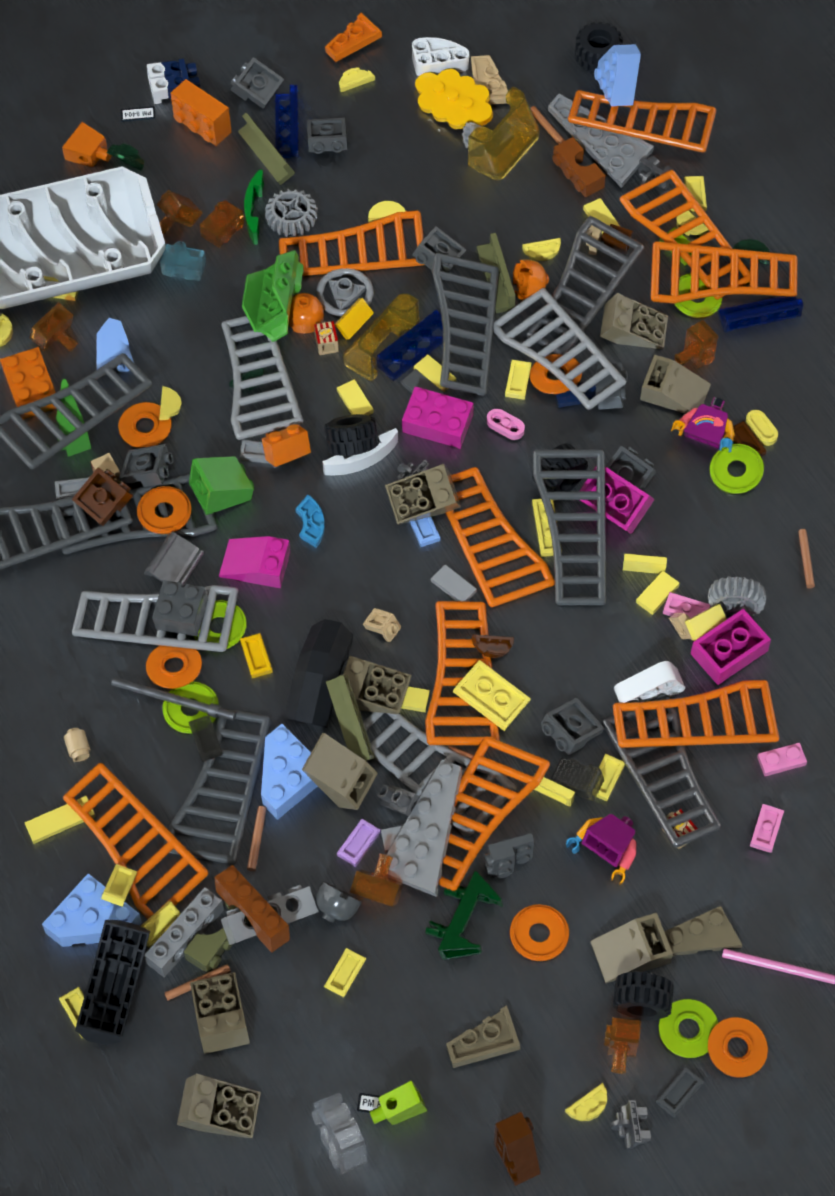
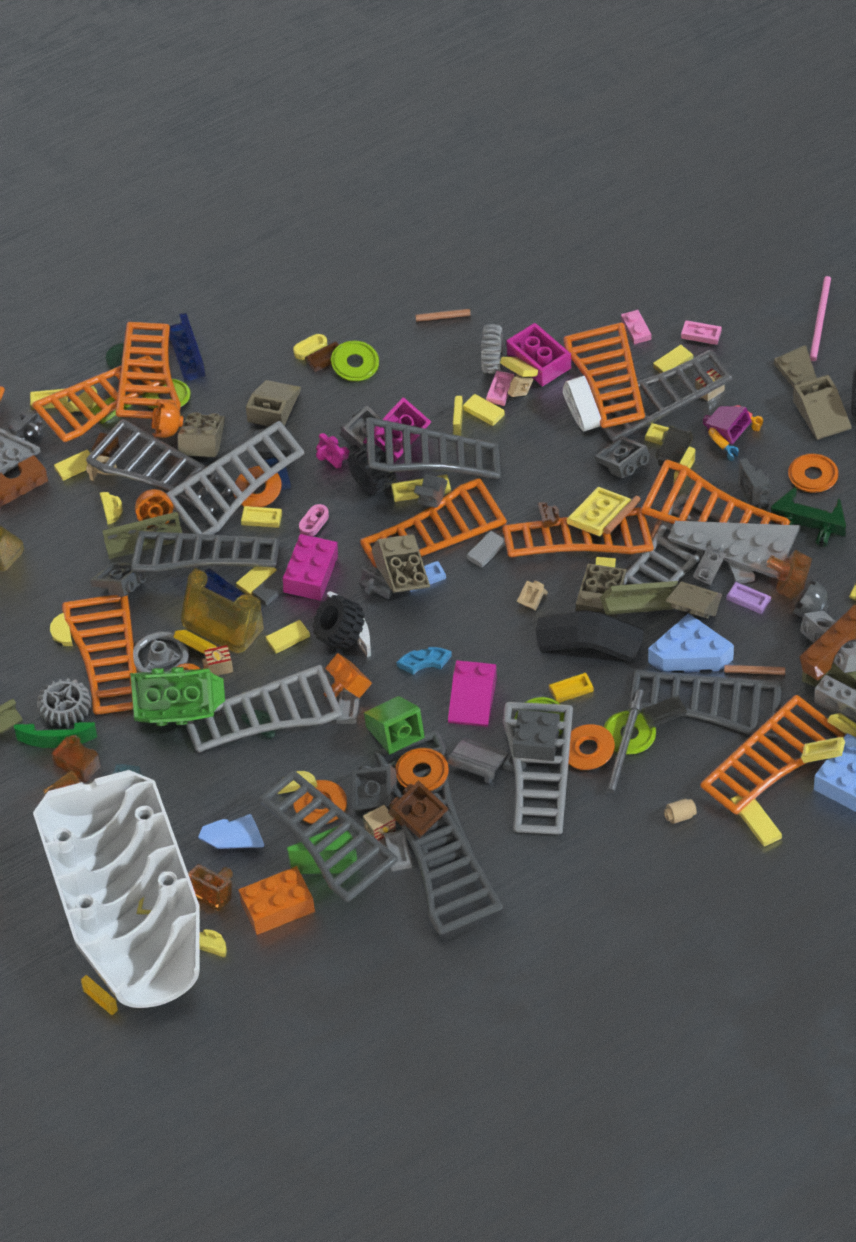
camera: 90 degrees left, 10 degrees down
(482, 717) = (622, 514): none -> nougat bar
(525, 528) = (431, 491): none -> dark grey brick
(610, 437) = (329, 450): none -> dark pink hips
(639, 283) = (166, 419): none -> orange cylinder
(699, 345) = (230, 381): clear orange brick -> none
(707, 425) = (316, 373): torso -> none
(724, 795) = (673, 359): none -> light yellow tile

